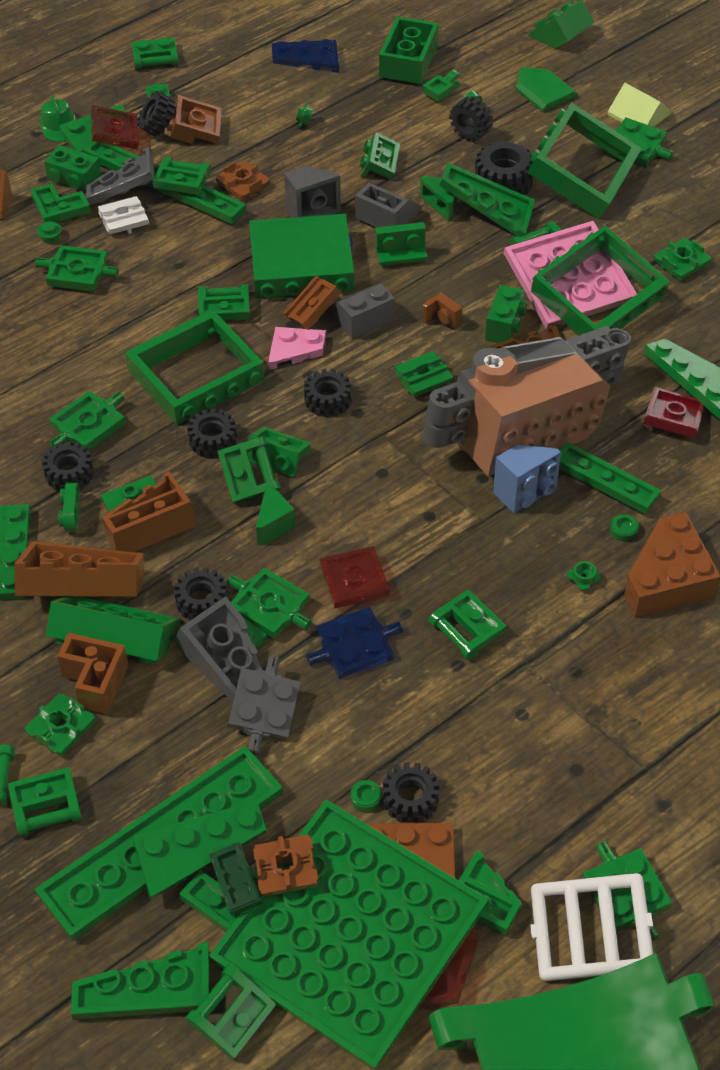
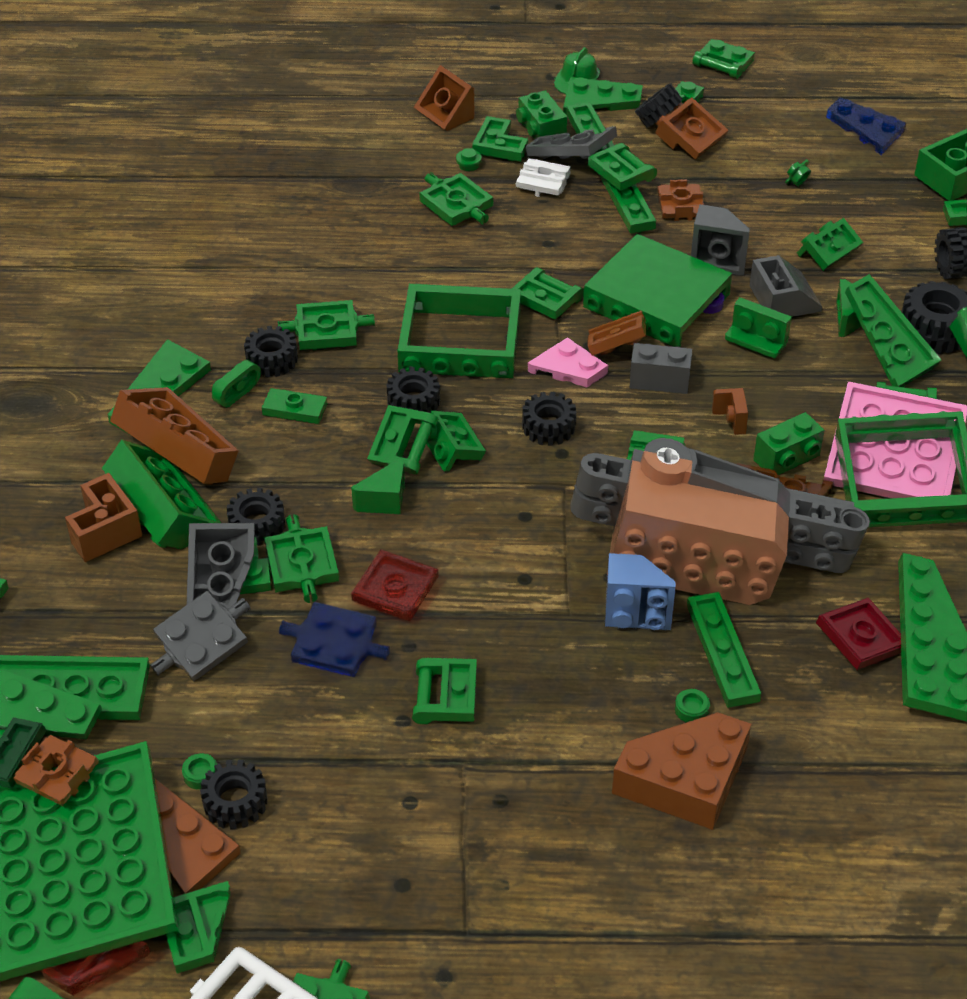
camera: 40 degrees right, 5 degrees down
(62, 738) = (41, 546): green piece -> none
(114, 127) = (611, 99): clear red plate -> none
(150, 517) = (280, 428): dark orange wedge -> none
(584, 569) = (601, 713): green plate -> none

